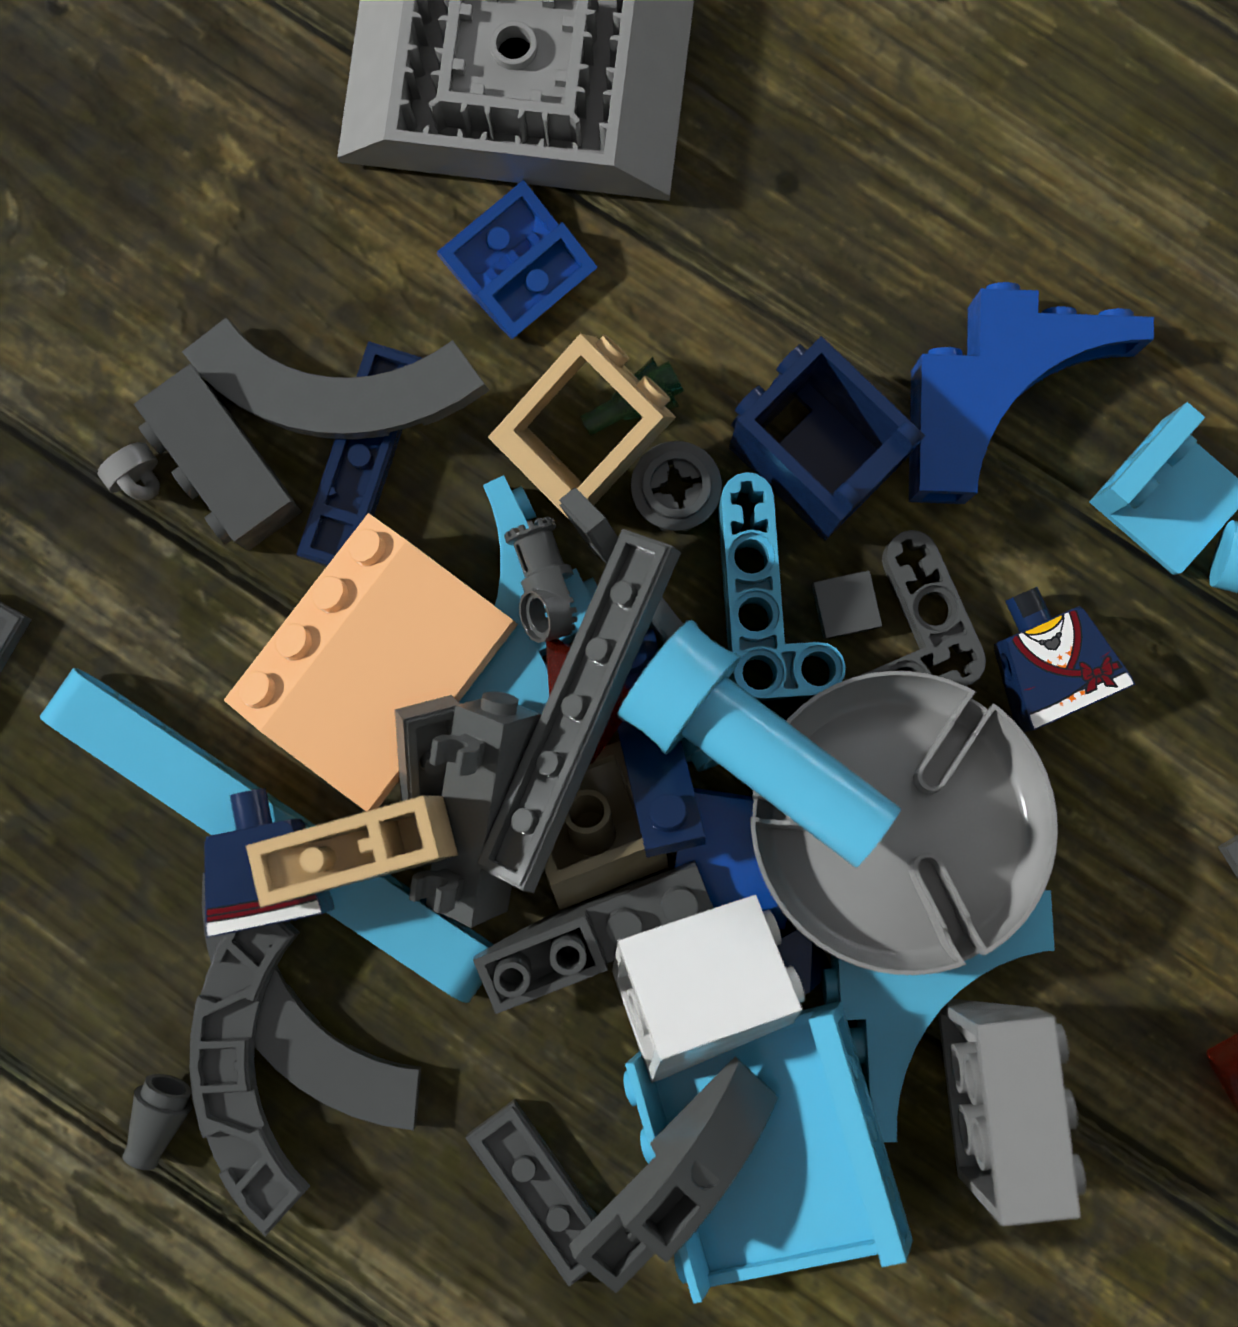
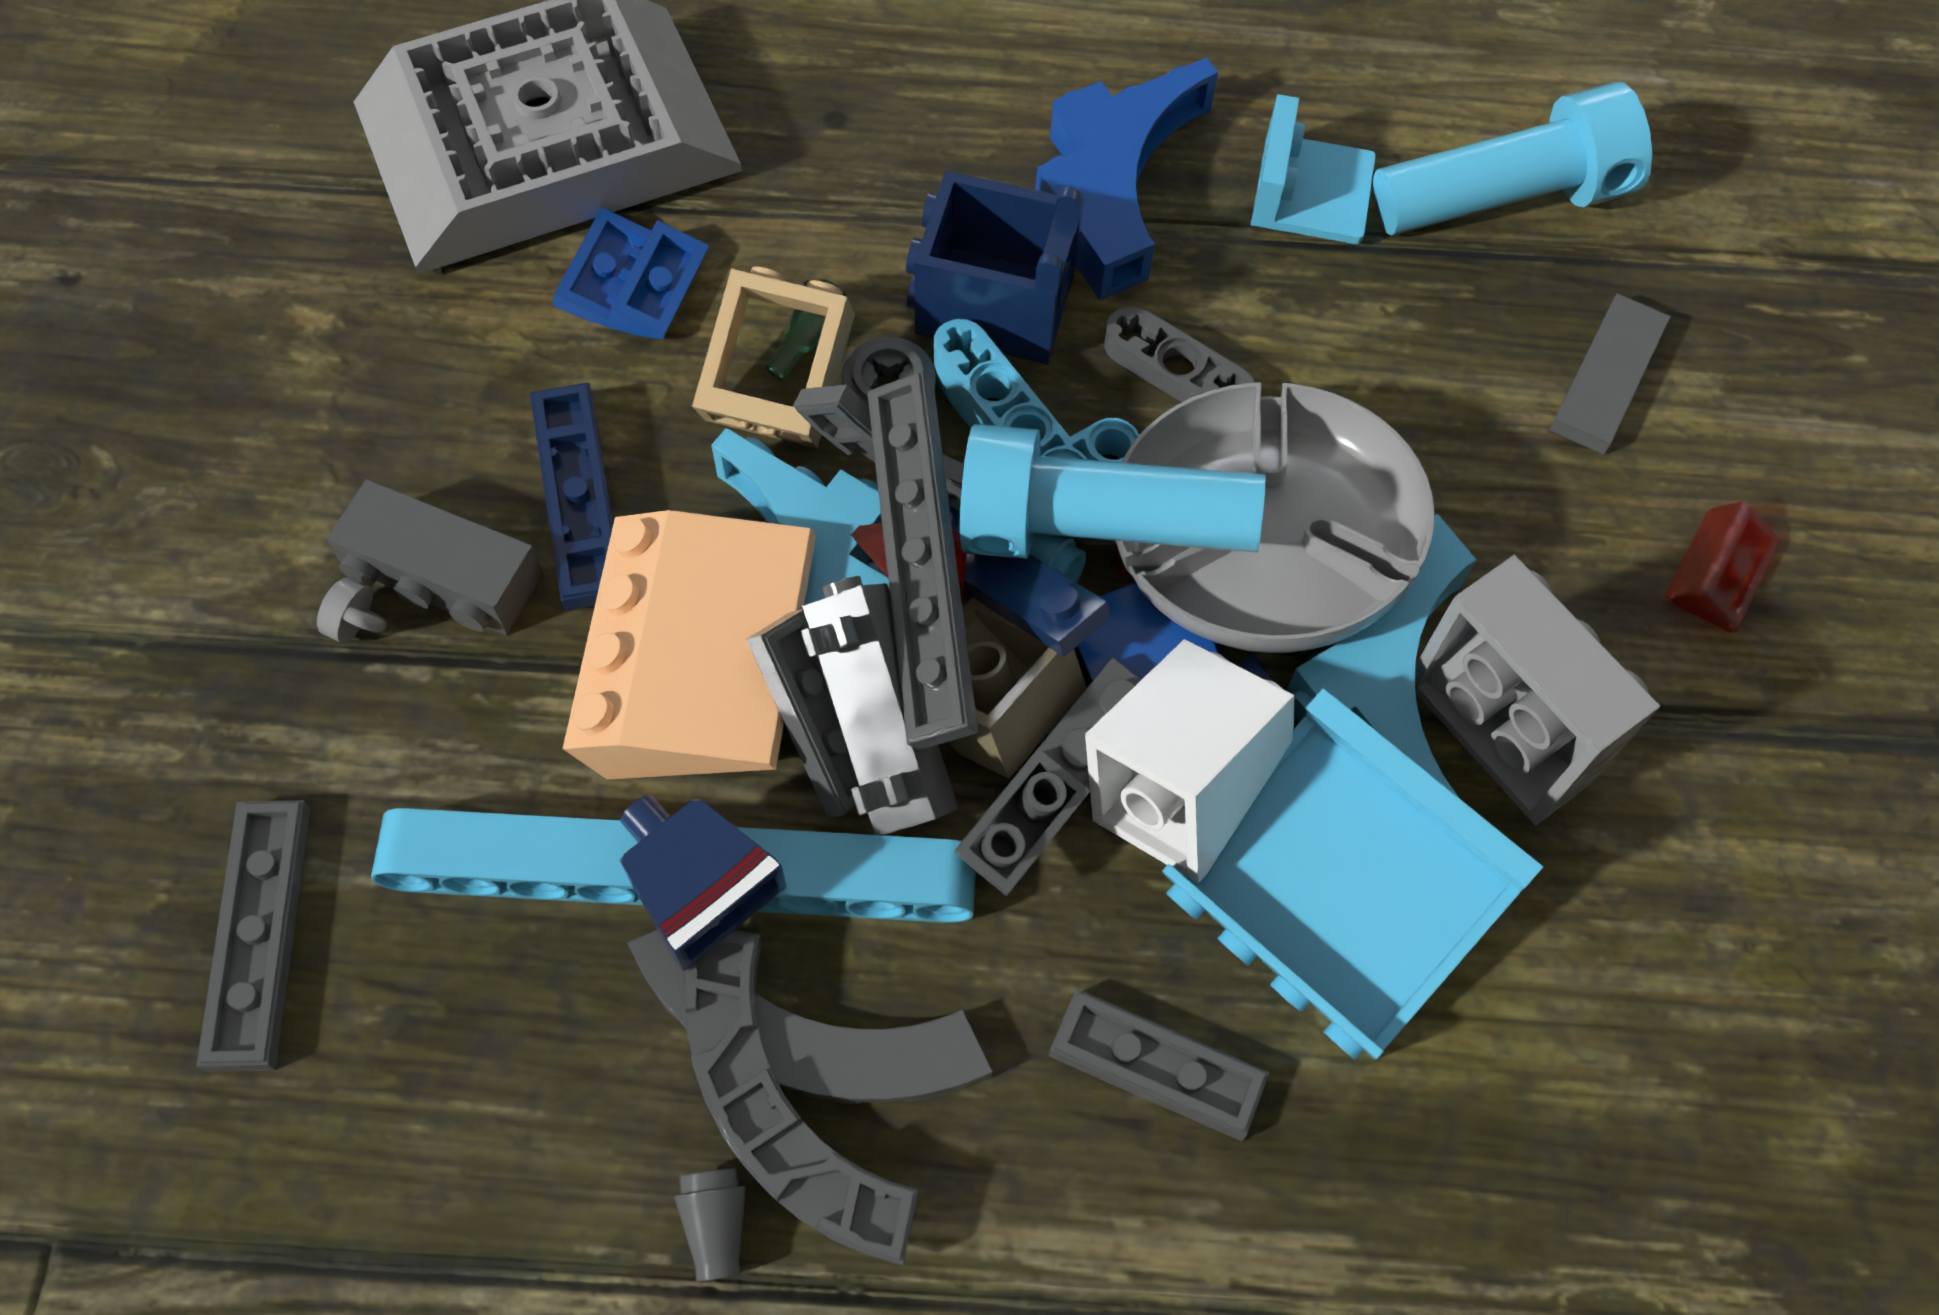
camera: 35 degrees left, 20 degrees down
(335, 405) = (530, 451): dark grey tile -> none
(352, 850) = (780, 780): tan slope -> none
(543, 581) = (815, 477): dark grey connector -> none
(683, 1182) = (1288, 940): dark grey slope -> none
(846, 605) = (1101, 395): dark grey tile -> none
(1055, 663) = (1310, 341): torso -> none

